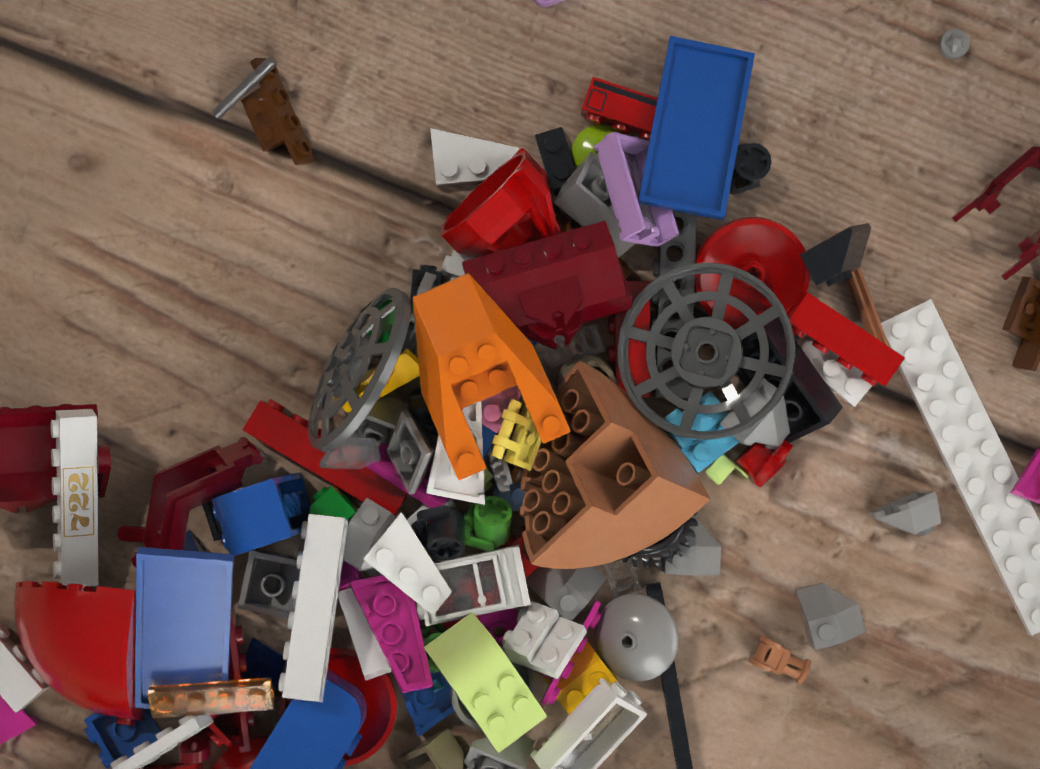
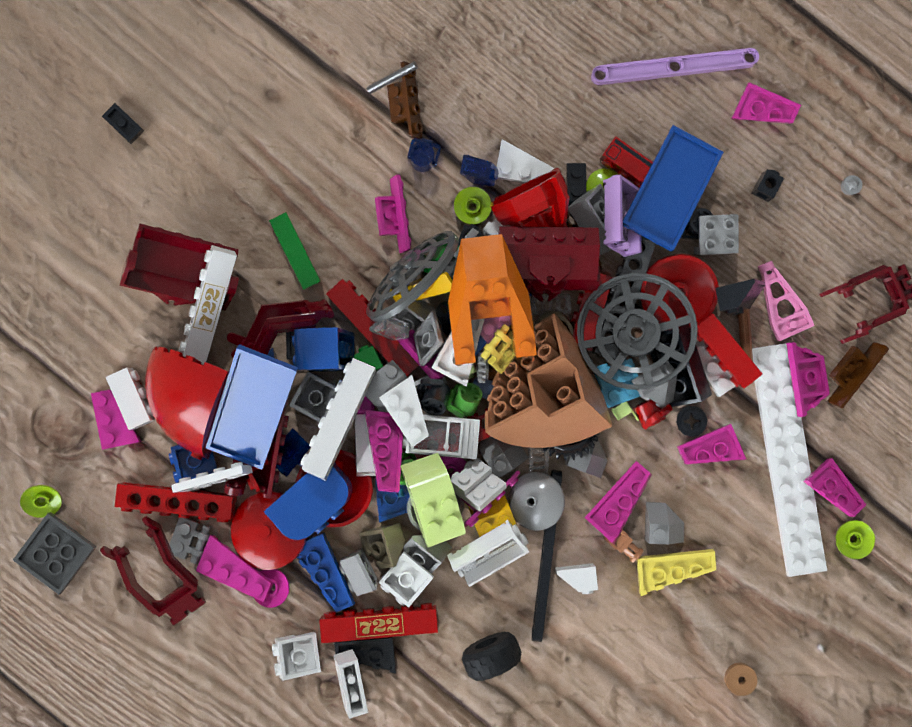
camera: 20 degrees right, 0 degrees up
(179, 380) = (295, 250): none -> green slope
(211, 698) = (256, 456): clear orange plate -> none
(304, 285) = (392, 214): none -> dark pink bracket
(322, 185) = (422, 154): none -> clear blue piece
(405, 227) = (474, 196): none -> lime dish
(410, 185) = (479, 171): none -> clear blue slope
(731, 728) = (580, 577): none -> white slope
(755, 605) = (617, 505): none -> dark pink wing
(782, 175) = (718, 235): none -> light grey bracket
(824, 89) = (762, 191): none -> black brick
(837, 459) = (697, 427): none -> black gear
(854, 677) = (671, 568): none -> light yellow wing
(868, 481) = (712, 447): none -> dark pink wing
(911, 513) = (735, 476): light grey slope -> none
(927, 270) = (791, 324): none -> bright pink plate
(973, 342) = (808, 378): none -> dark pink wing

